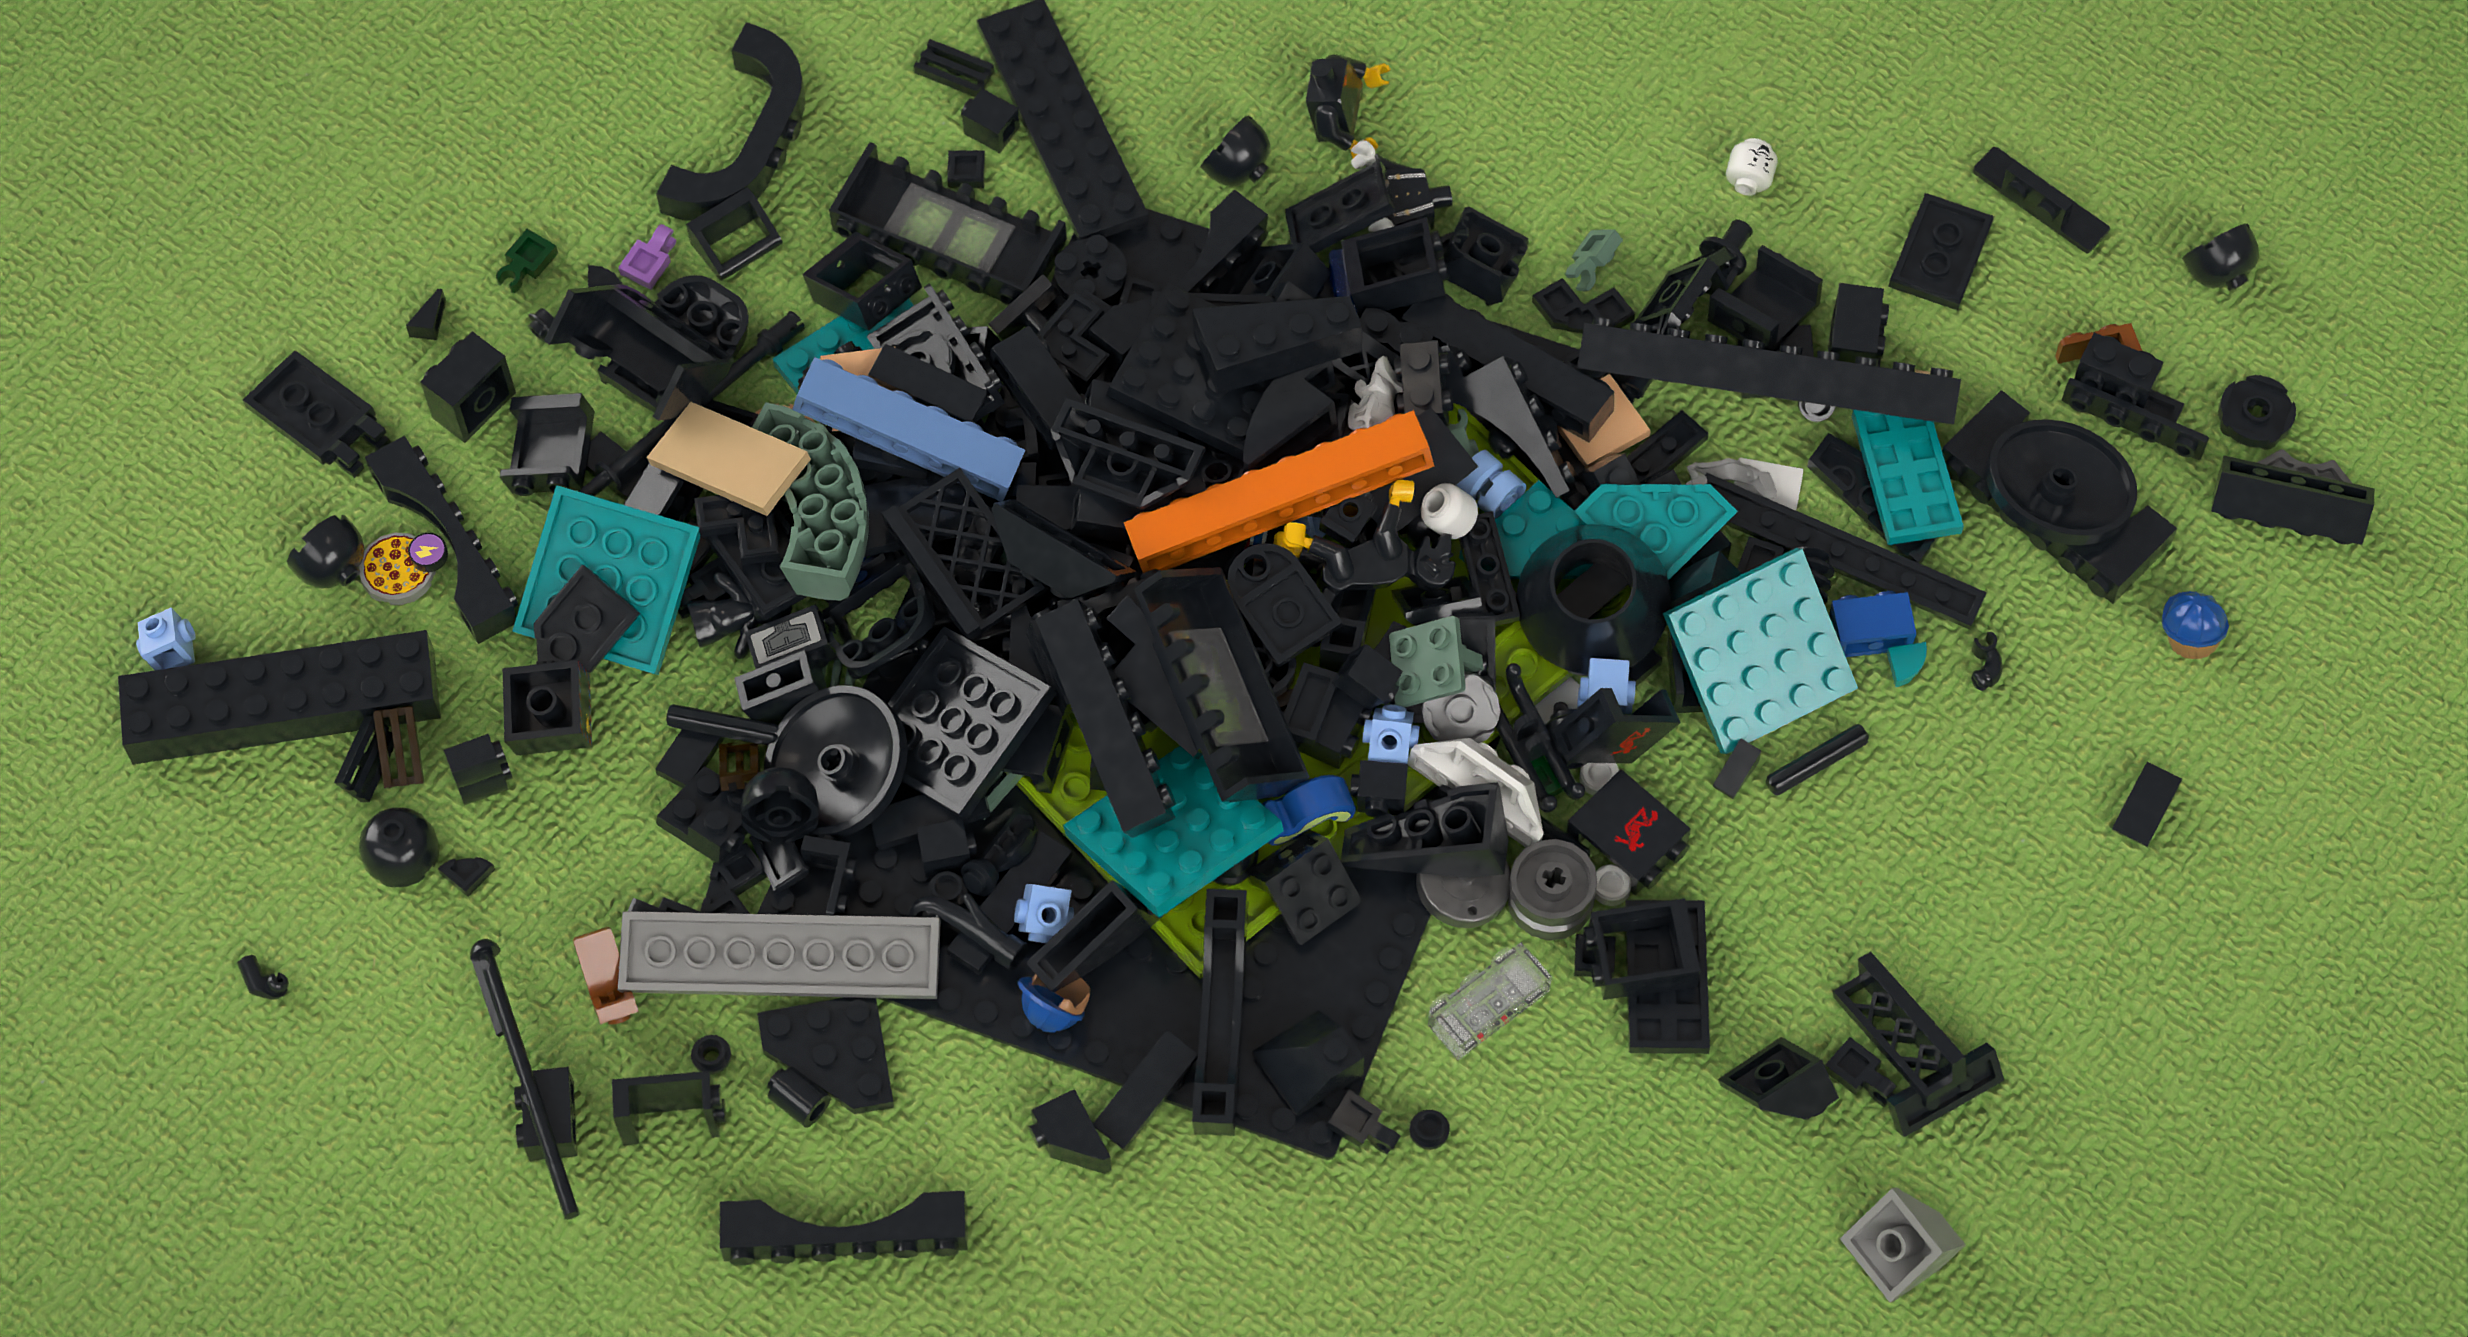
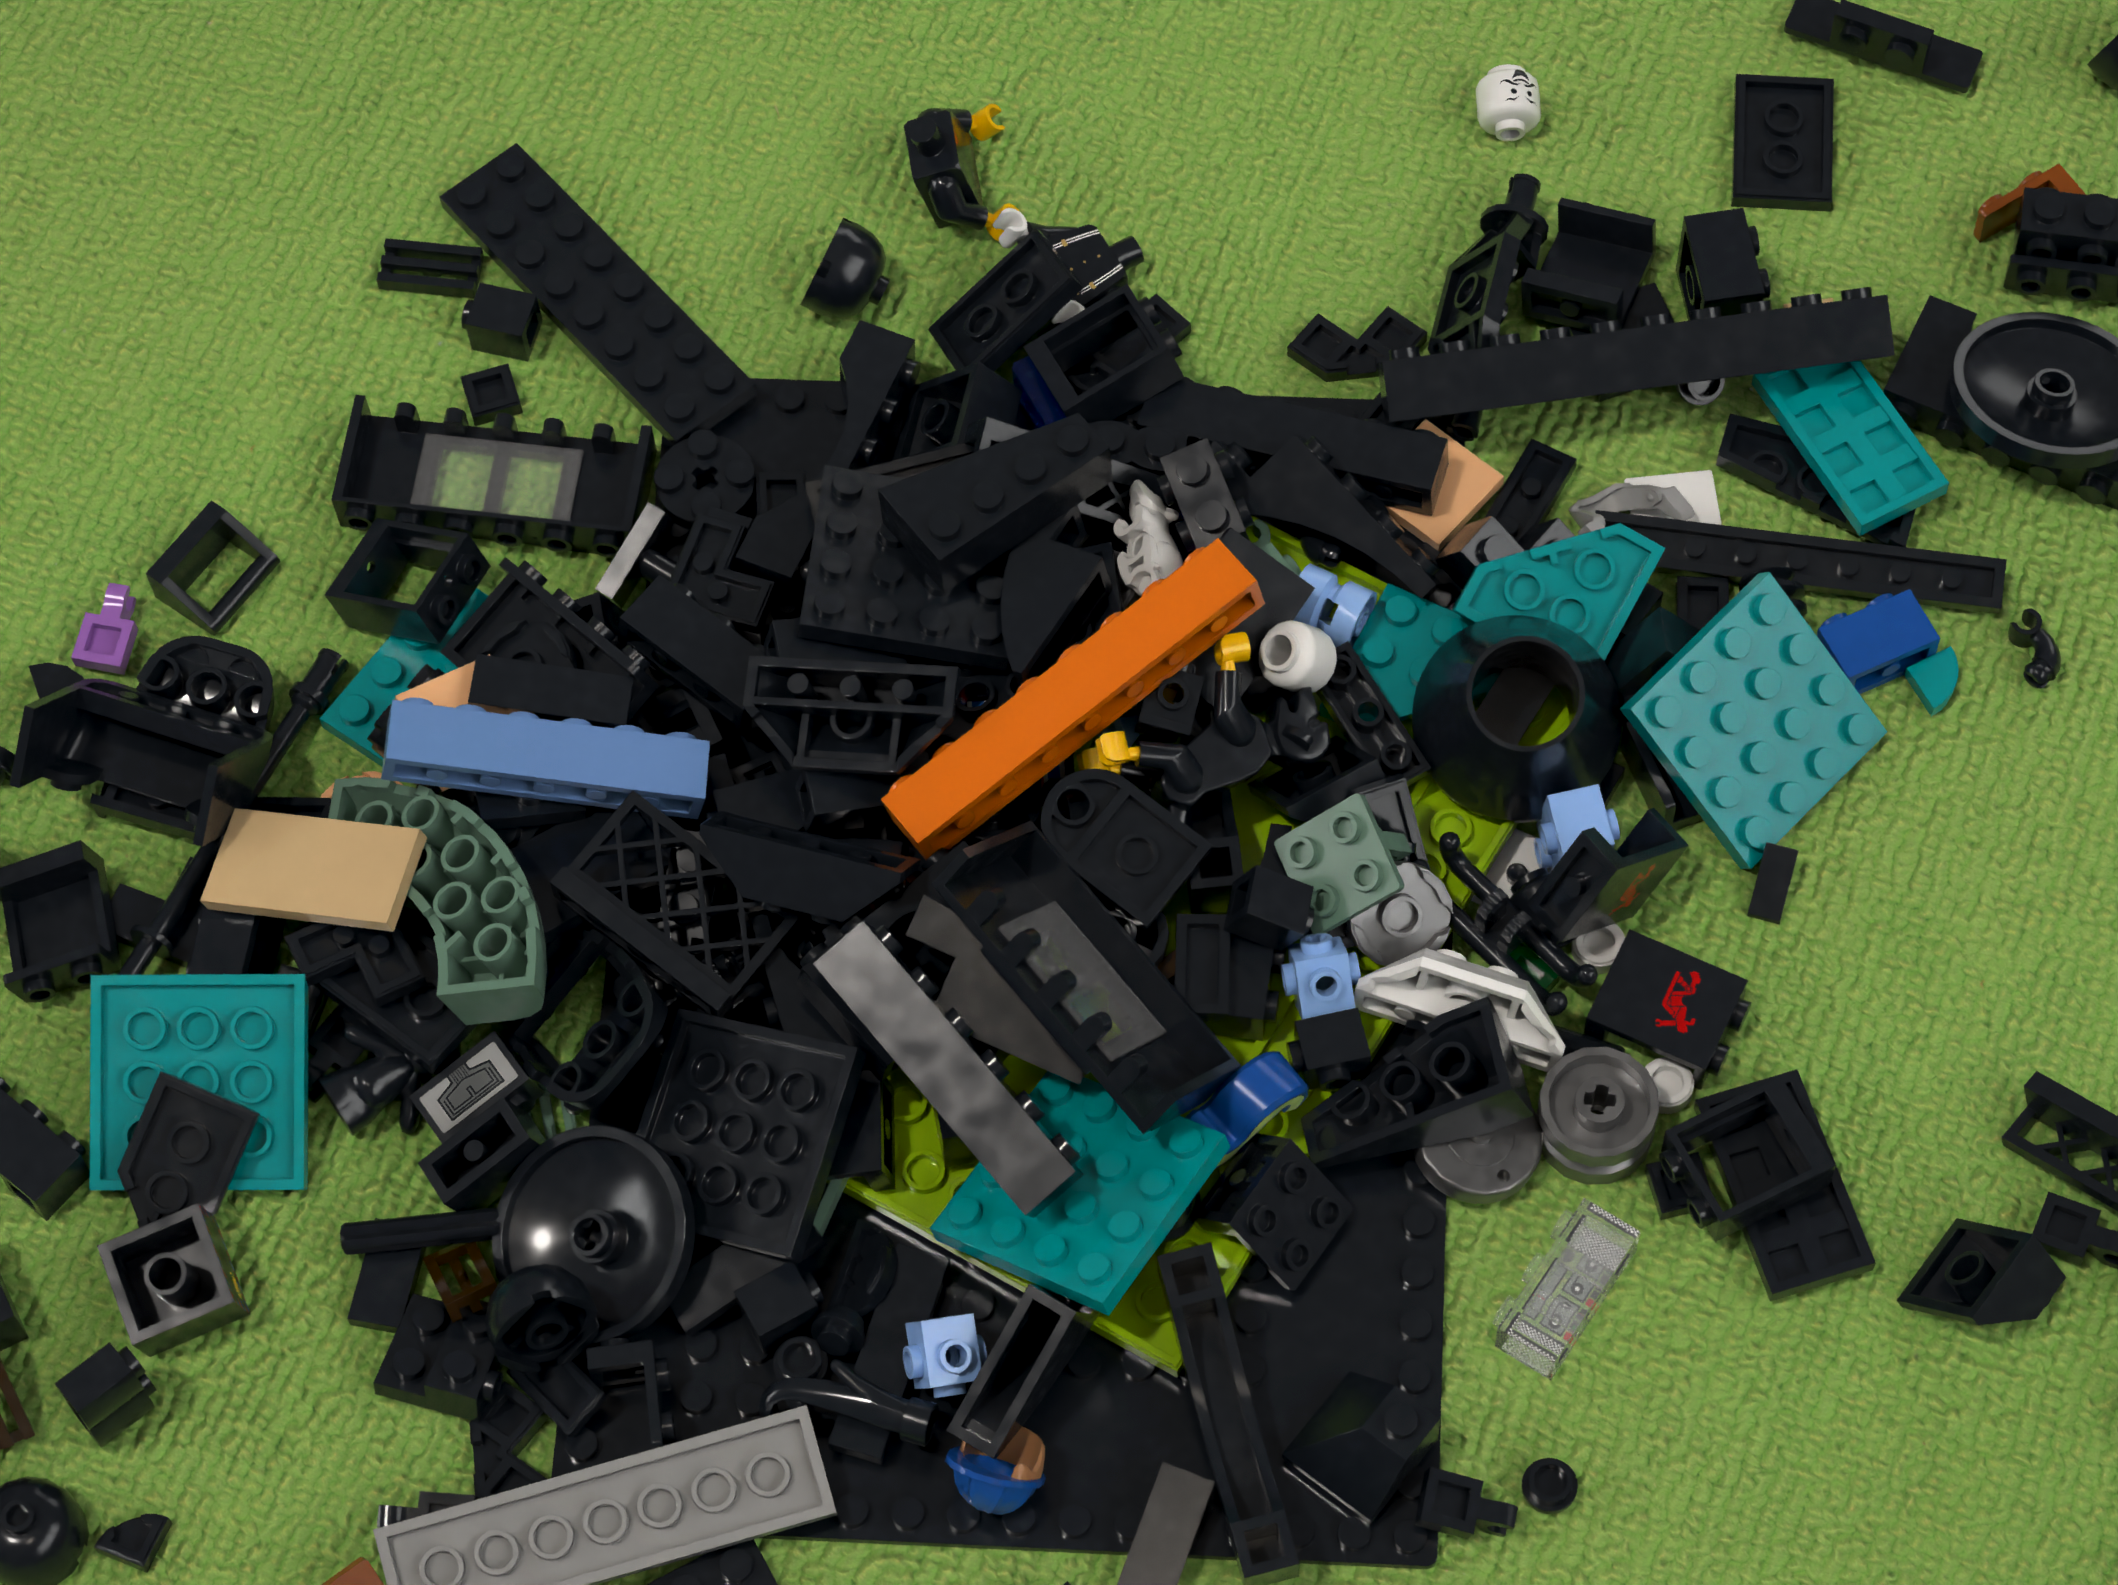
camera: 15 degrees left, 0 degrees up
(769, 58) = (183, 324): black arch -> none
(1484, 256) = (1210, 313): black slope -> none
(1594, 251) = (1346, 267): sand green plate -> none
(1817, 759) = (1869, 840): black axle -> none

